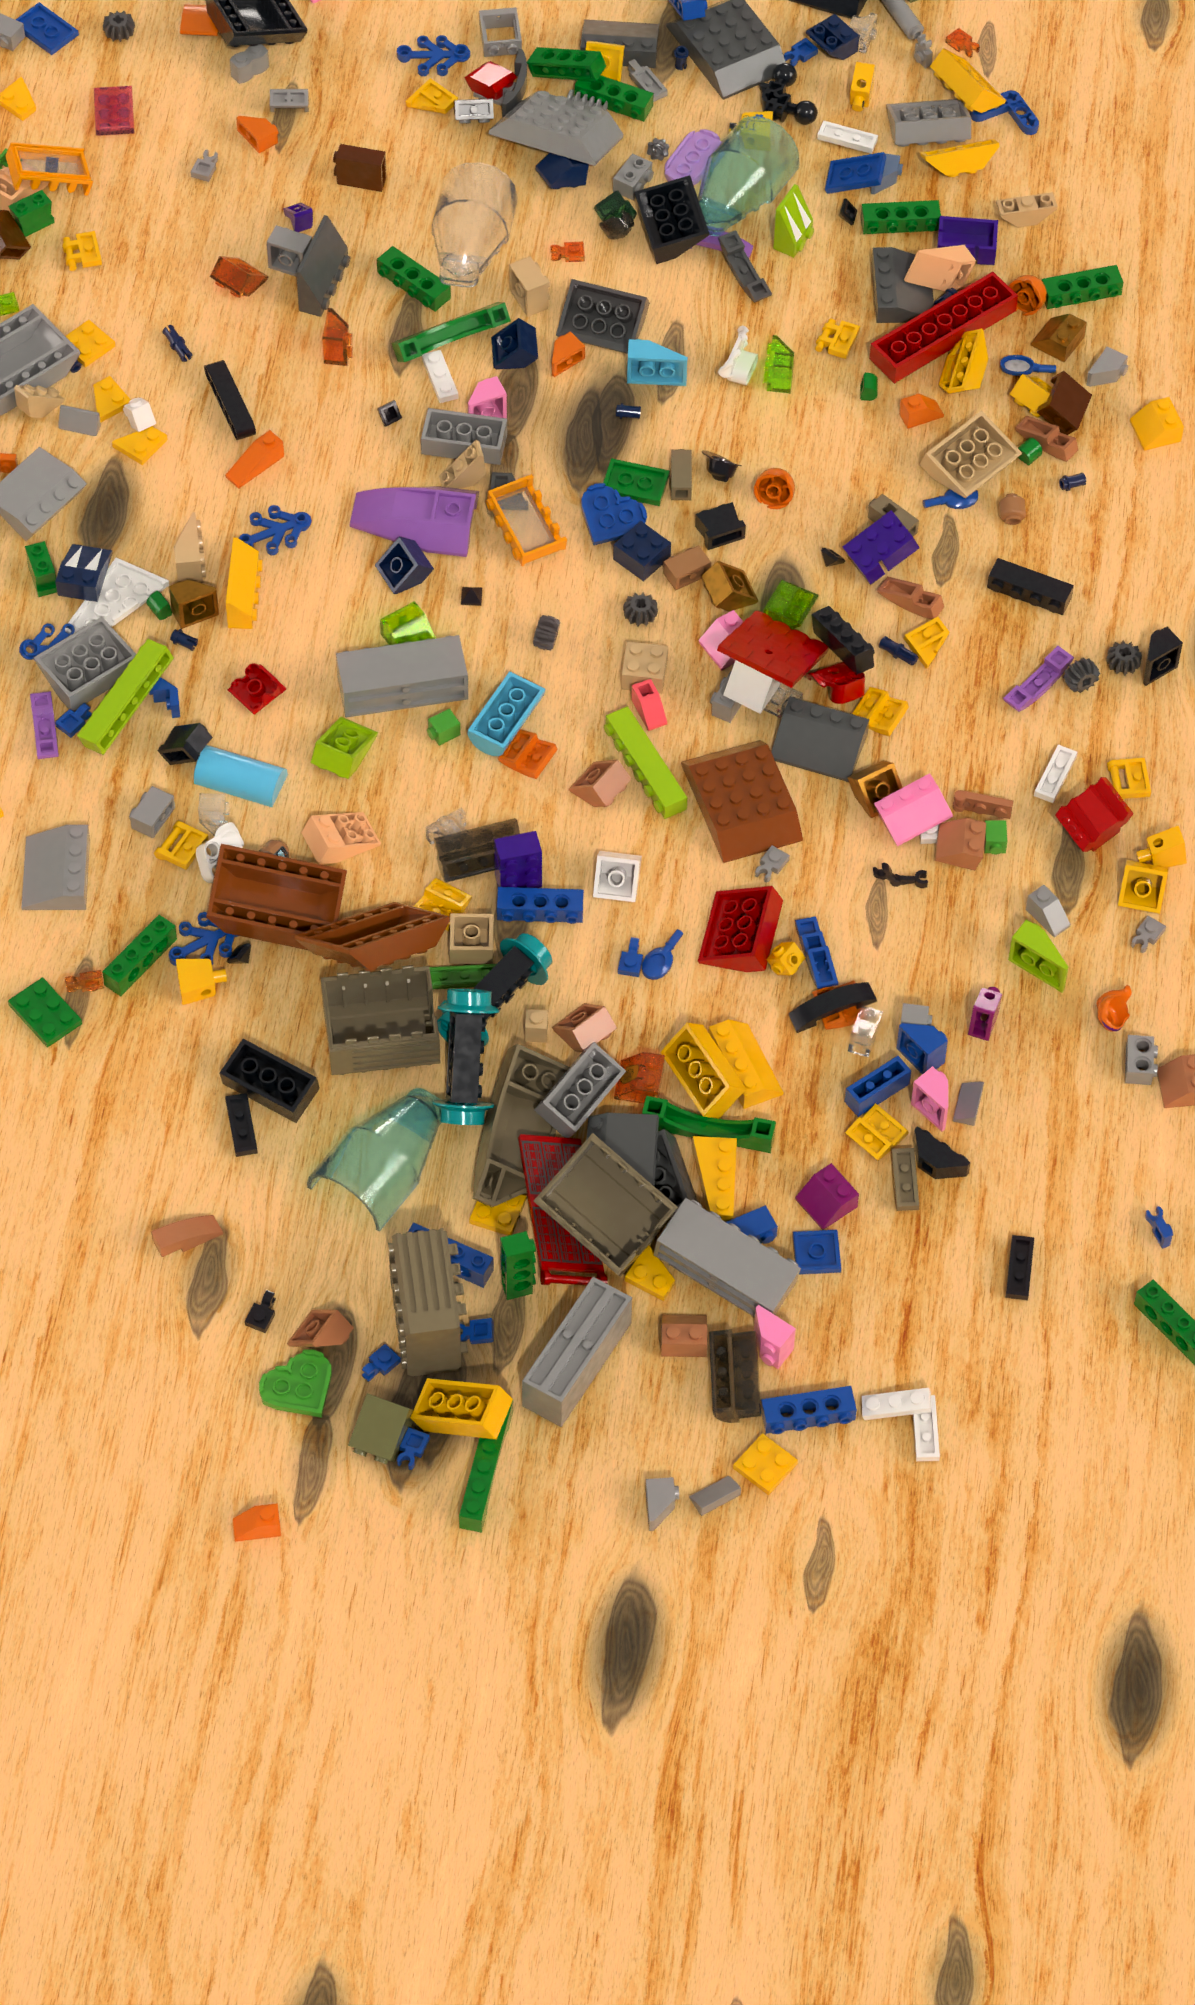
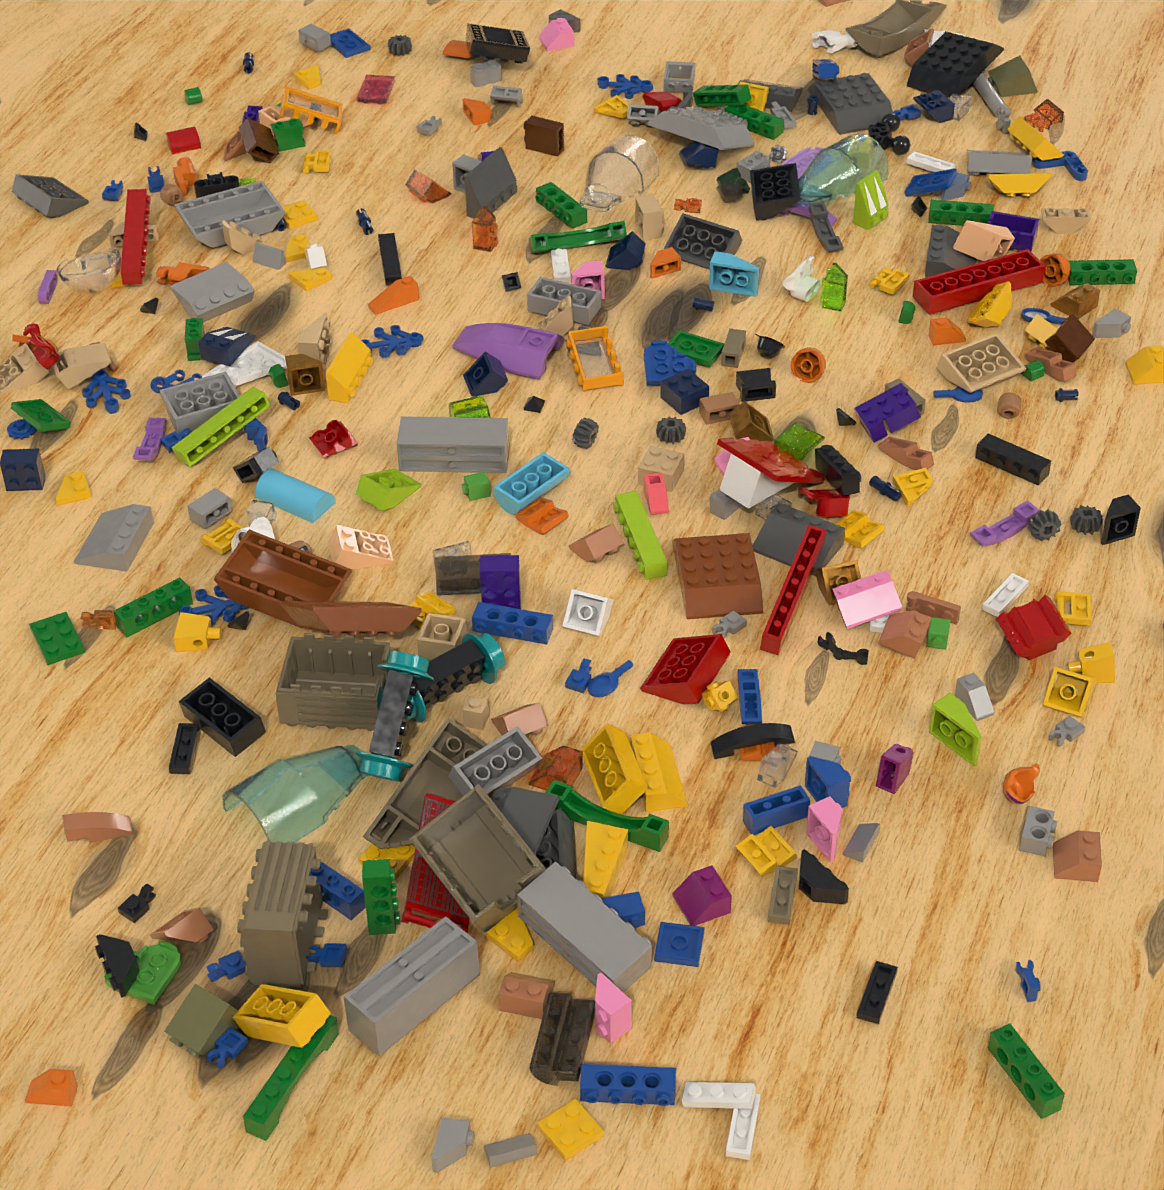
camera: 15 degrees right, 15 degrees down
(274, 1381) = (118, 961): none -> black slope
(833, 811) = (793, 590): none -> red brick
(862, 91) = (949, 139): yellow torso -> none
(975, 24) = (1050, 112): none -> clear orange slope

